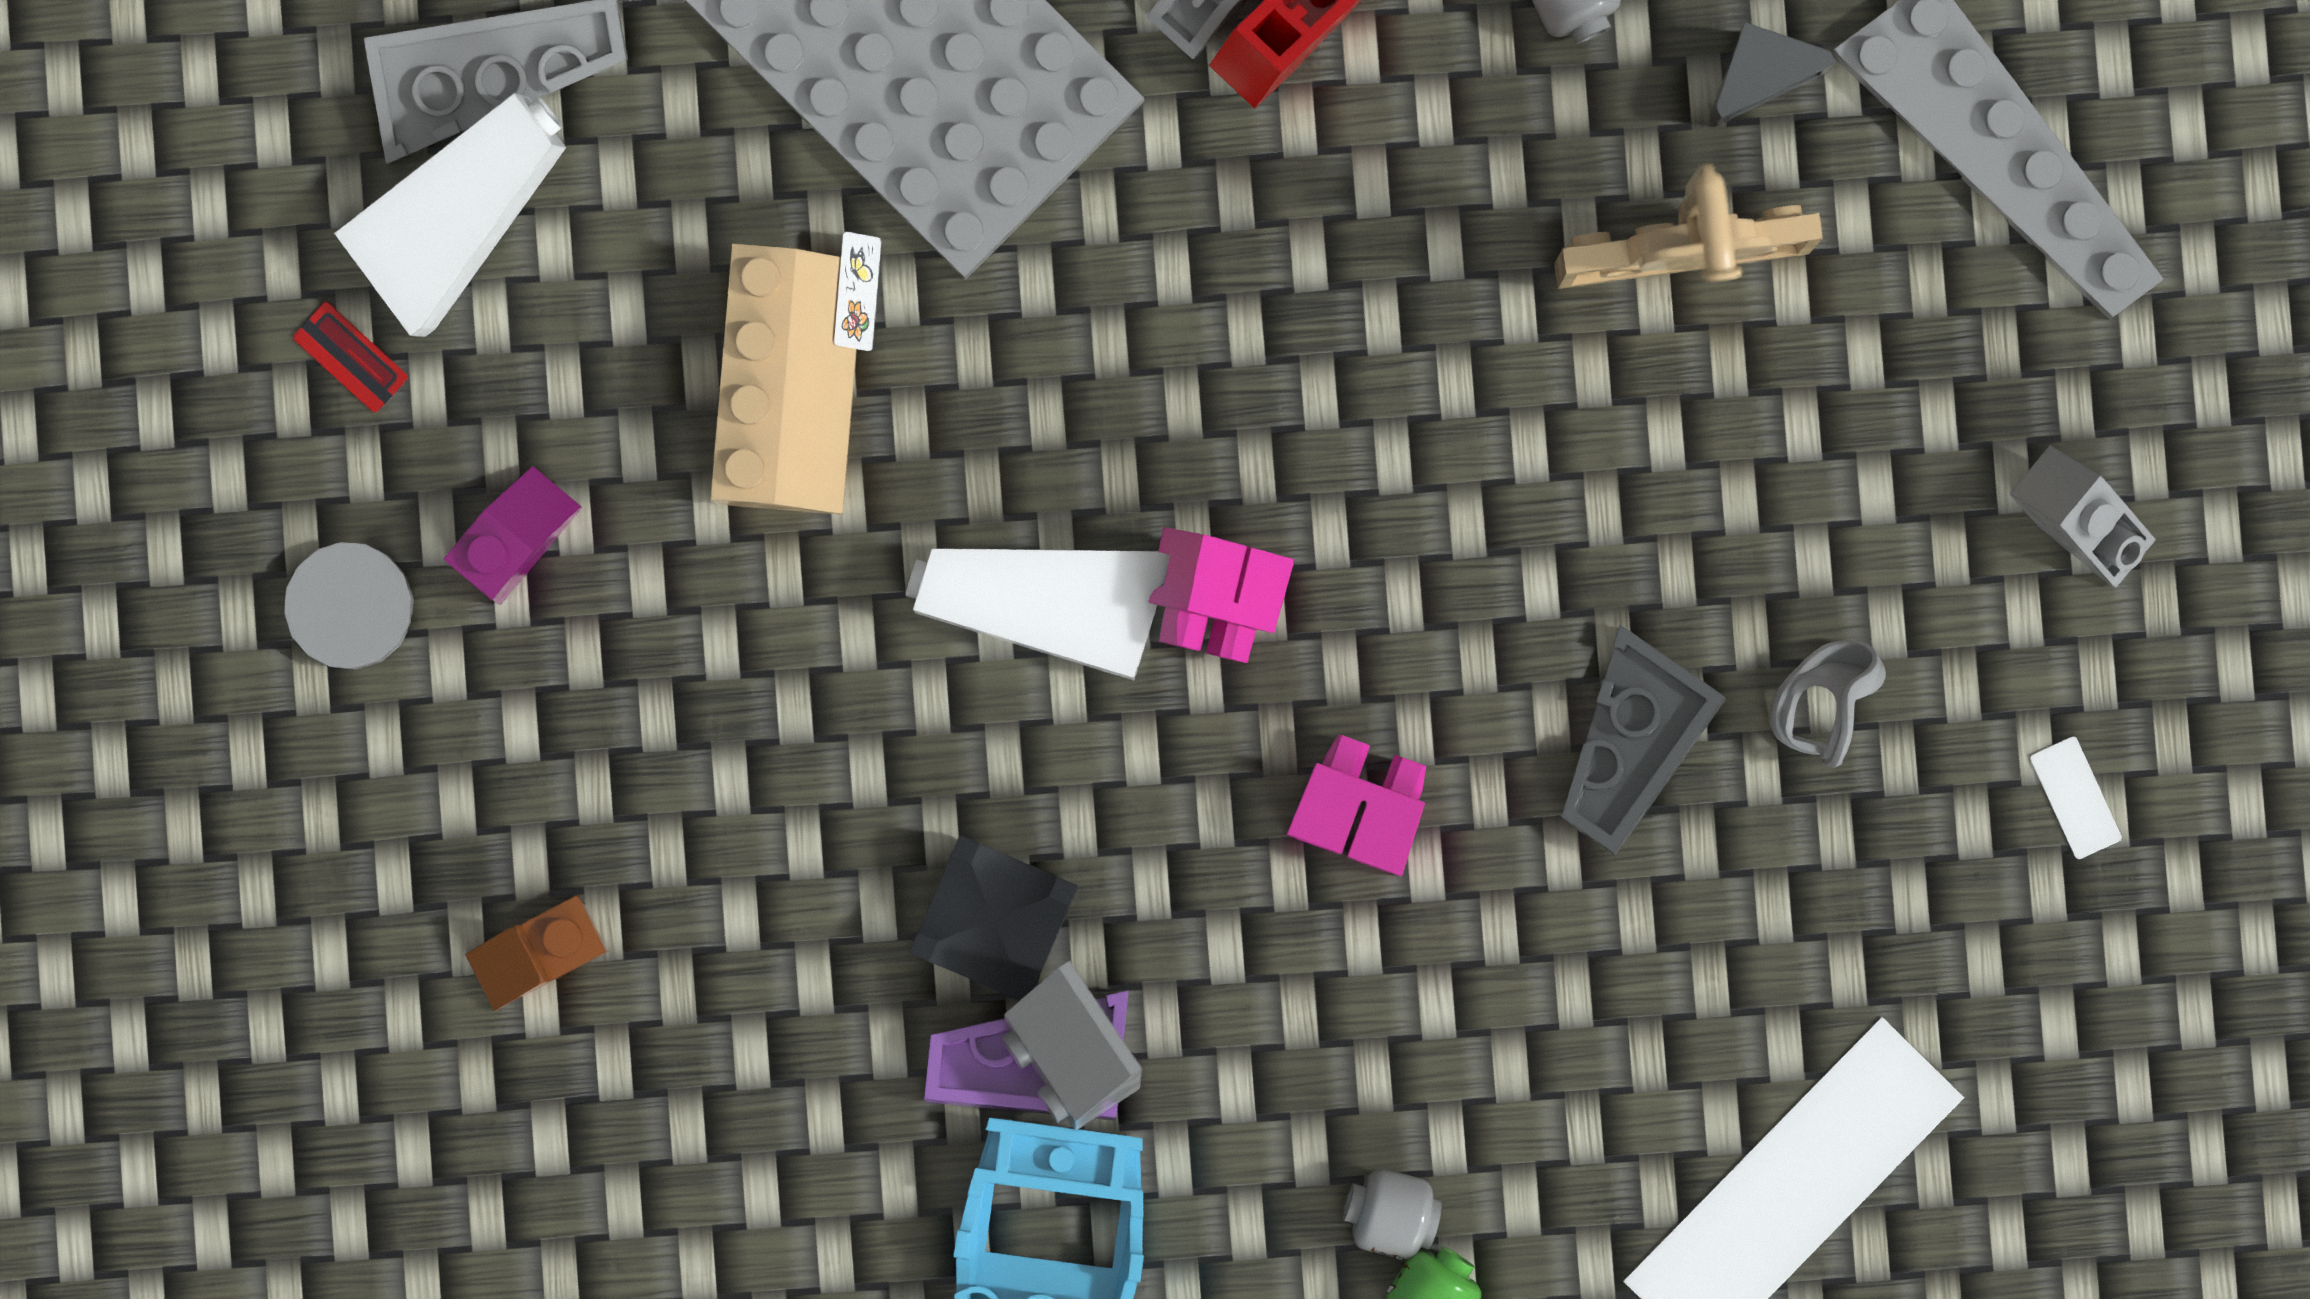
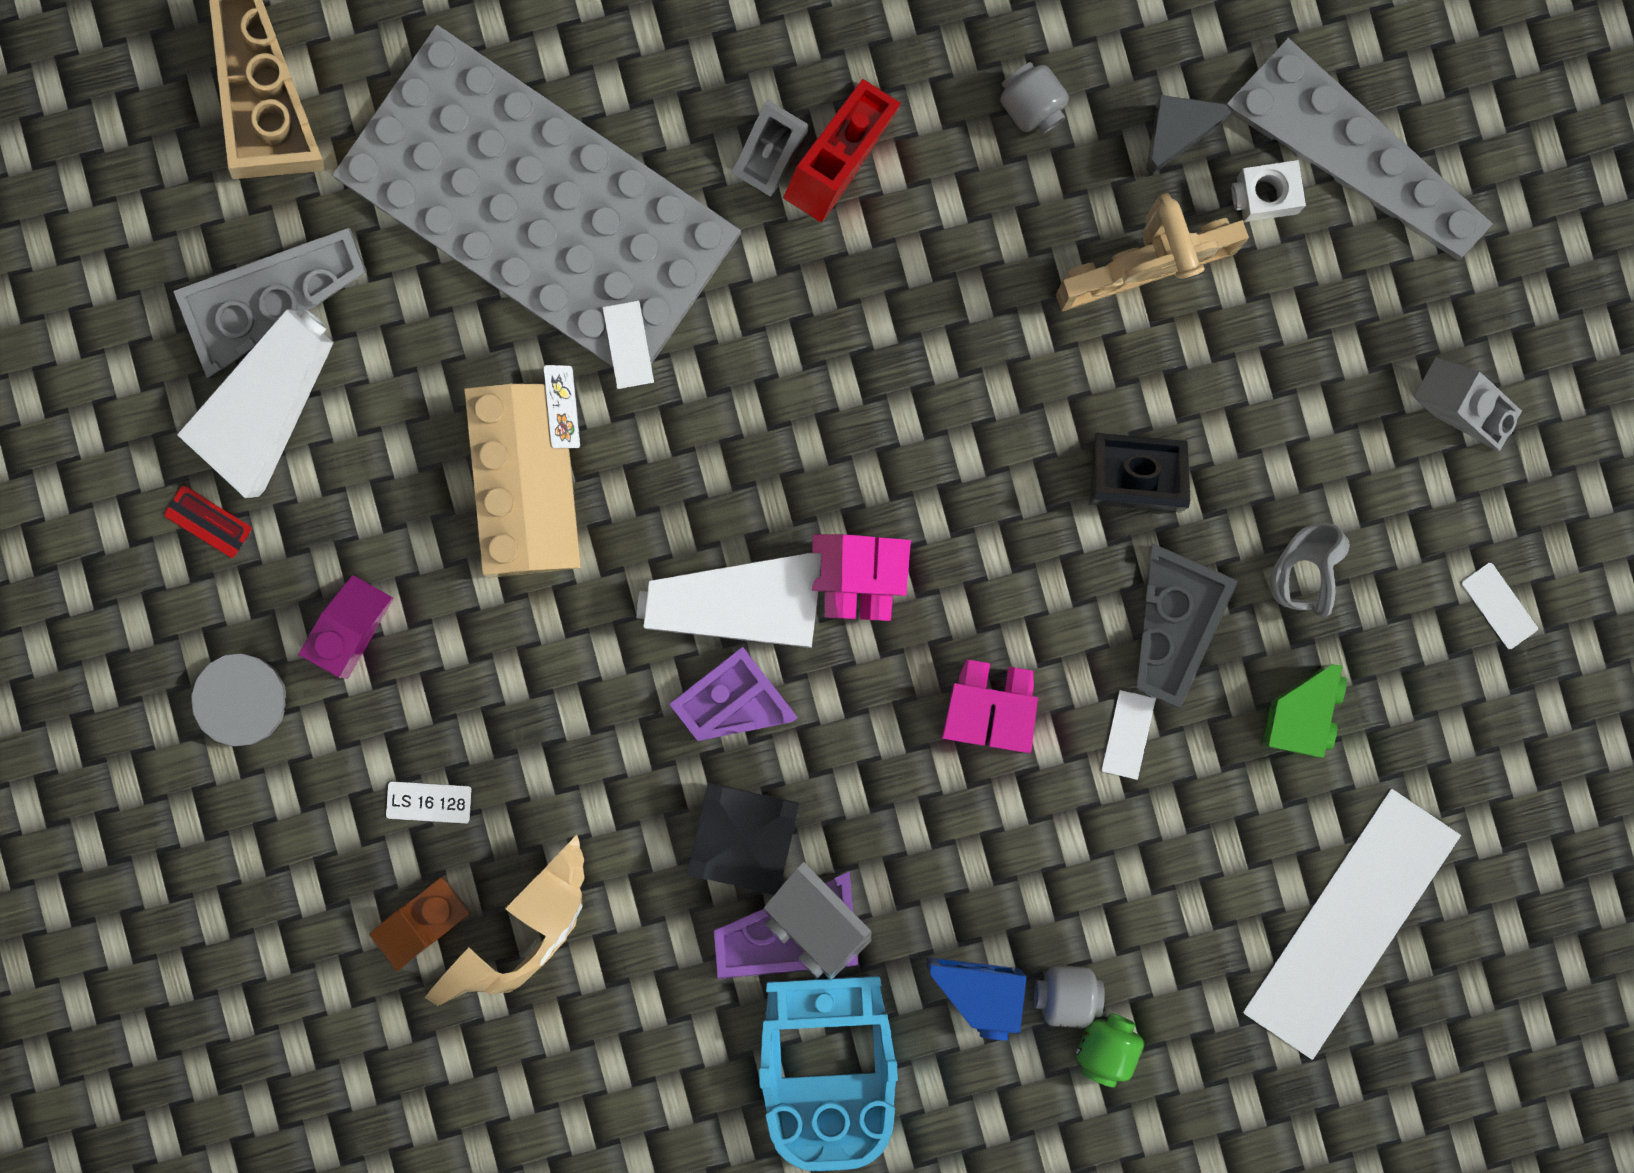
camera: 10 degrees left, 0 degrees up
(578, 792) = (428, 802): none -> white sticker
(714, 955) = (548, 906): none -> tan animal
(963, 225) = (628, 344): none -> white sticker
(1013, 731) = (732, 700): none -> medium lavender wing
(1276, 1187) = (983, 994): none -> blue slope
(1540, 877) = (1128, 734): none -> white sticker
(1621, 526) = (1140, 473): none -> black slope
(1778, 894) = (1303, 714): none -> bright green slope
(1894, 168) = (1285, 179): none -> white brick

